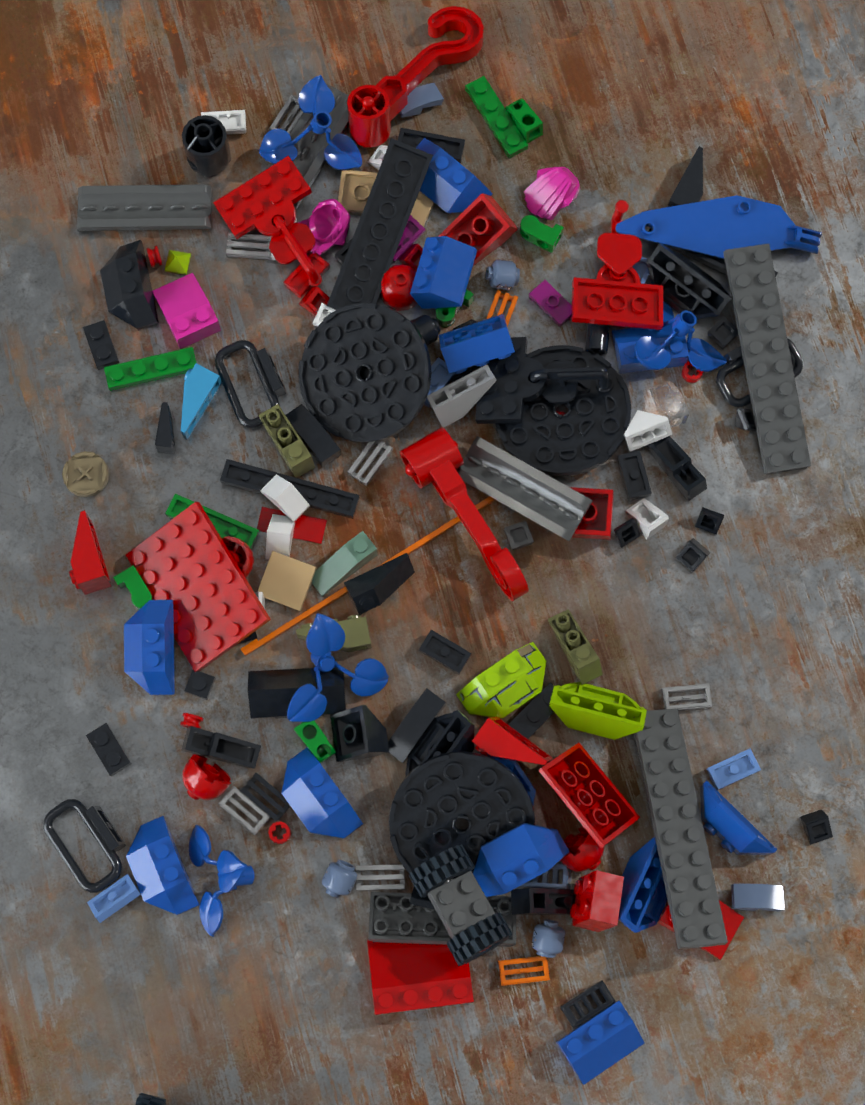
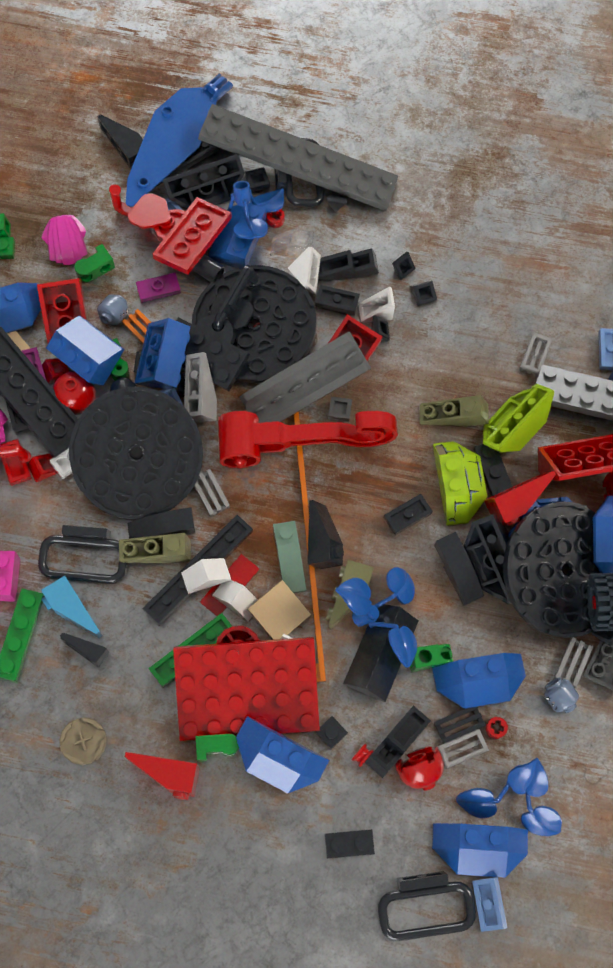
camera: 65 degrees left, 5 degrees down
(358, 734) = (444, 619): black slope -> none

